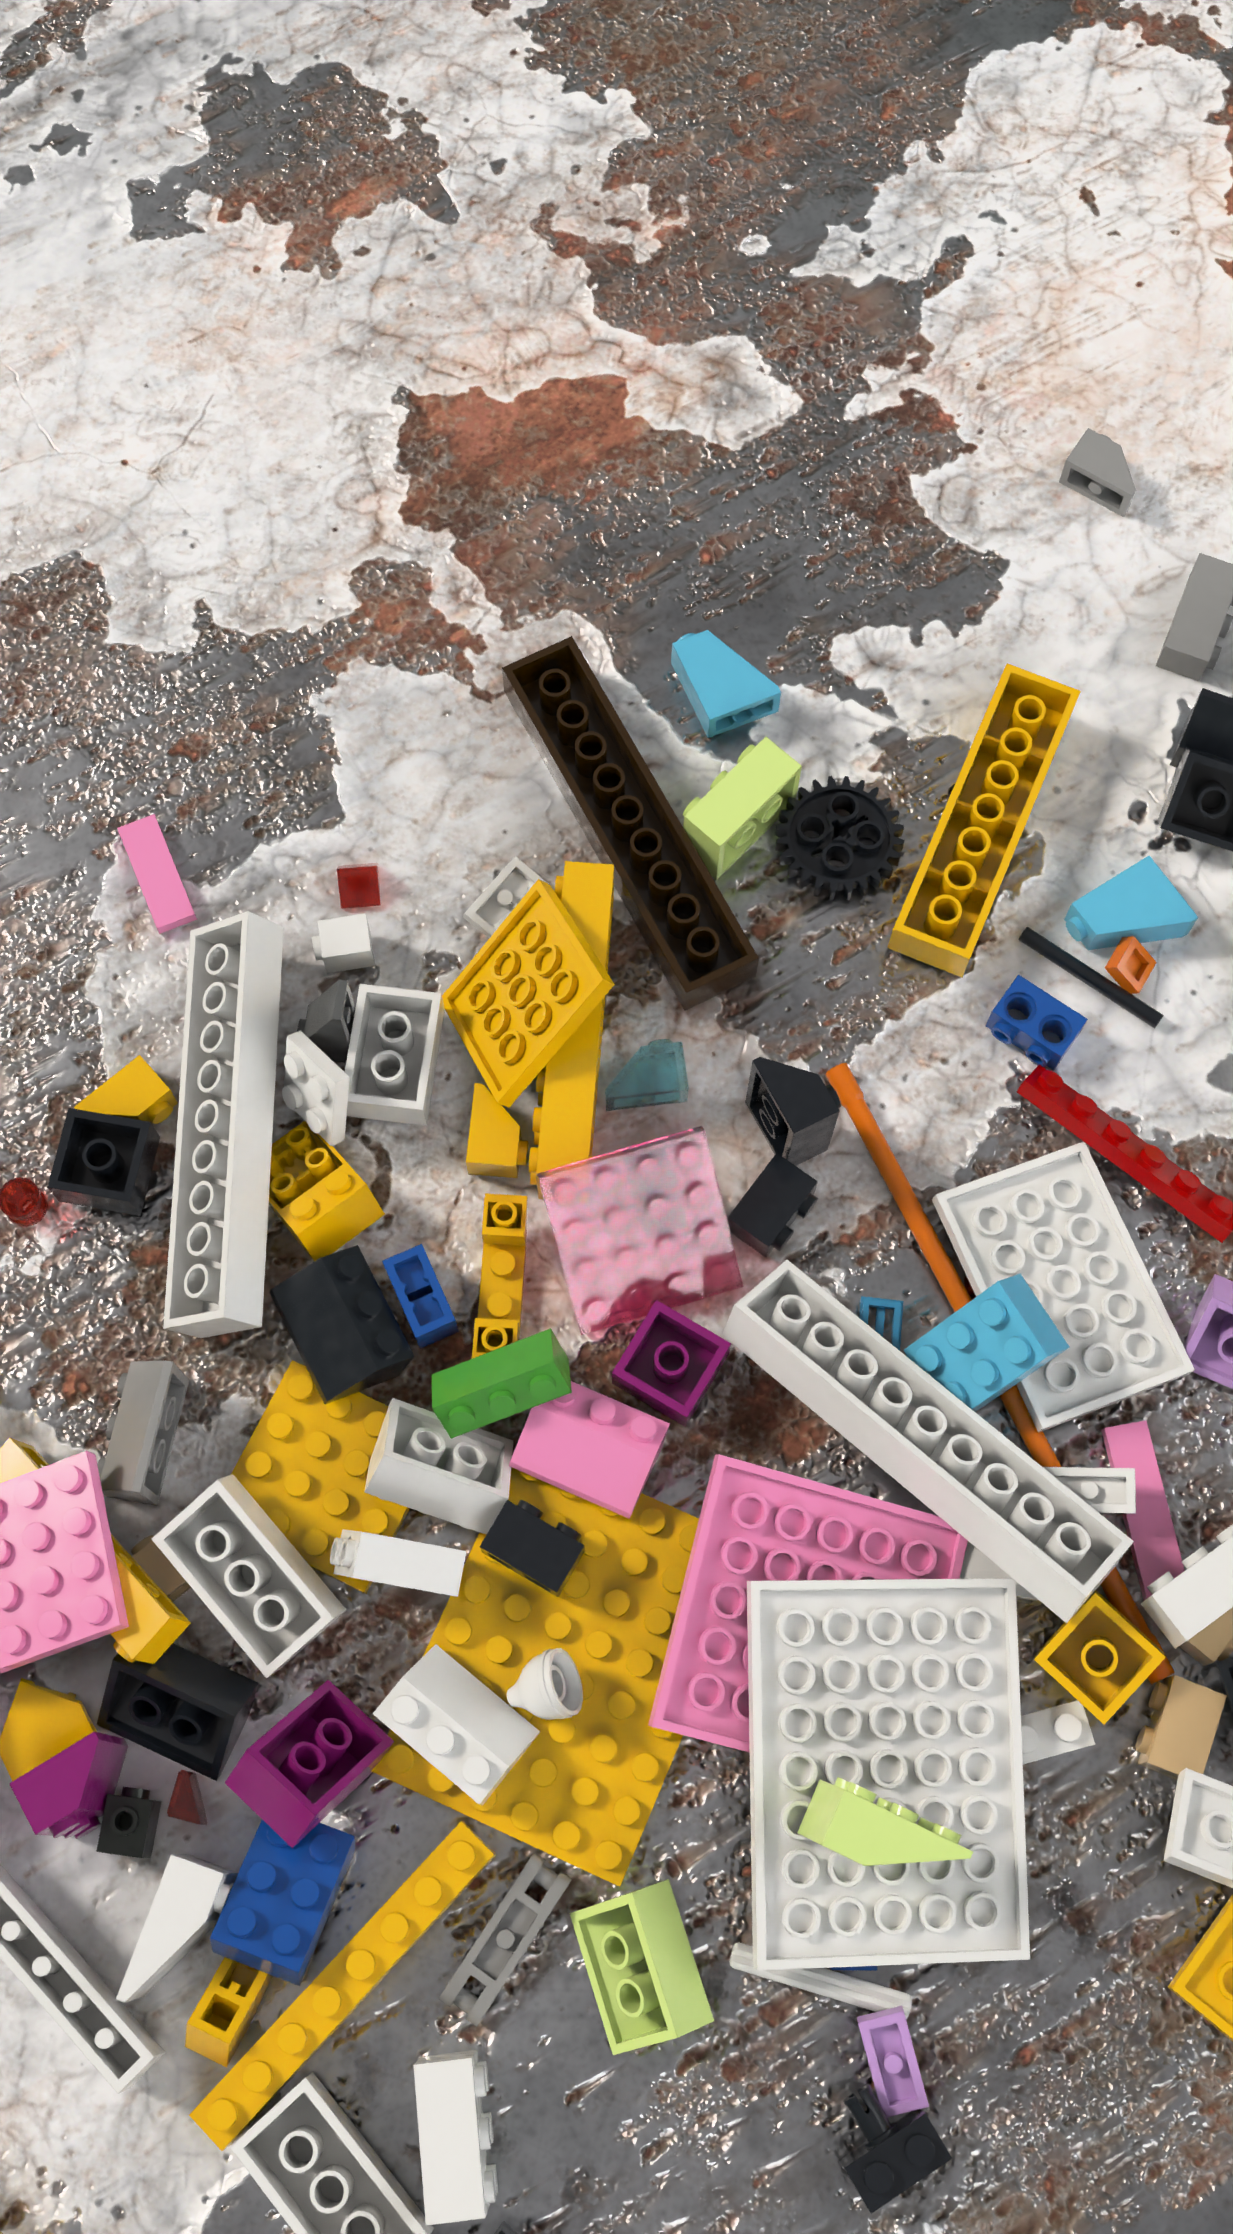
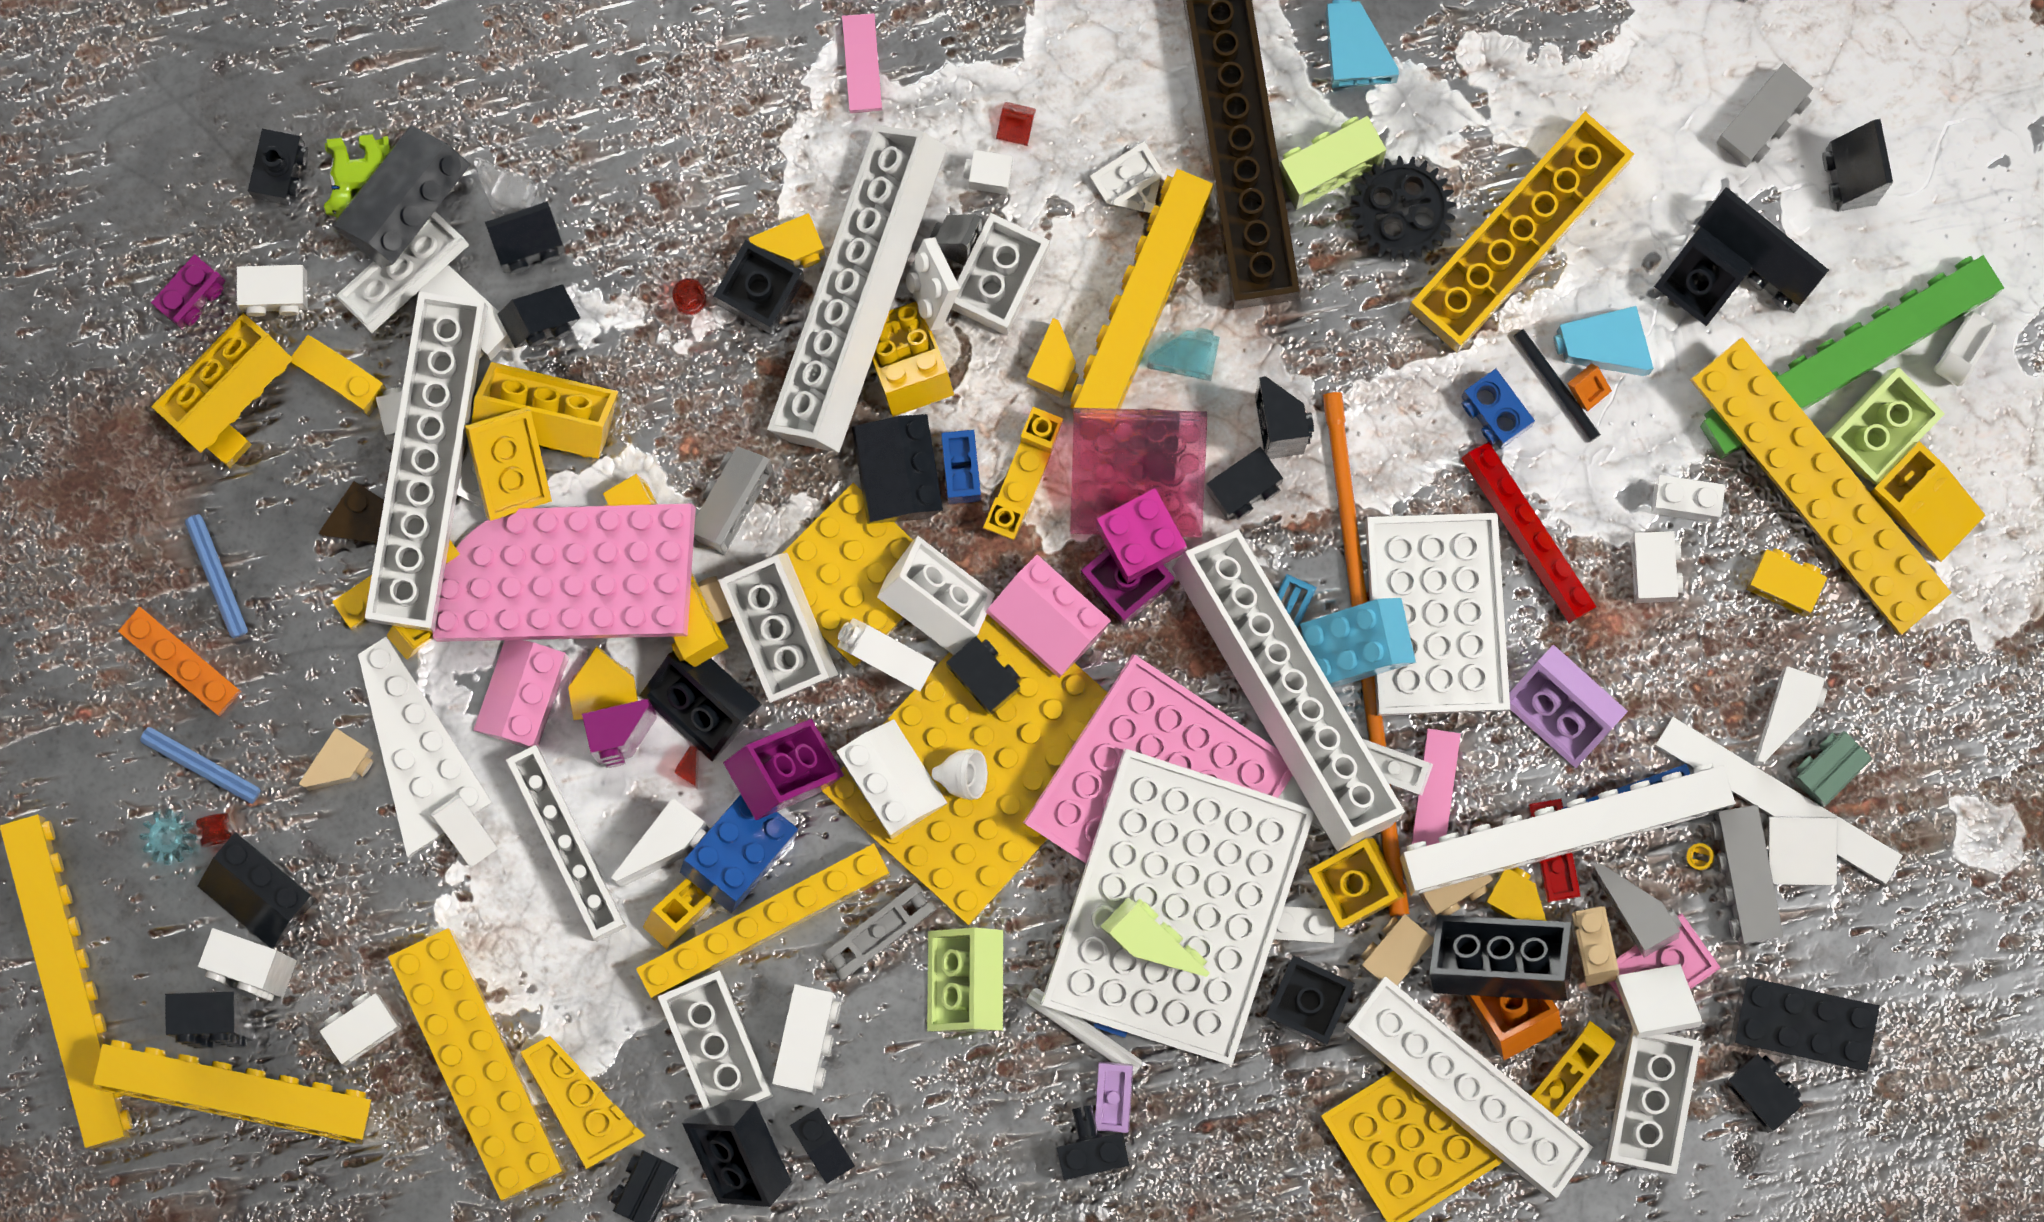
camera: 20 degrees right, 10 degrees up
(129, 1824) = (645, 769): pearl dark grey brick -> none
(500, 1383) = (998, 551): bright green brick -> none
(525, 993) = (1111, 263): yellow plate -> none
(673, 1303) = (1141, 535): none -> dark pink brick
(1099, 1835) = (1309, 1001): none -> black brick

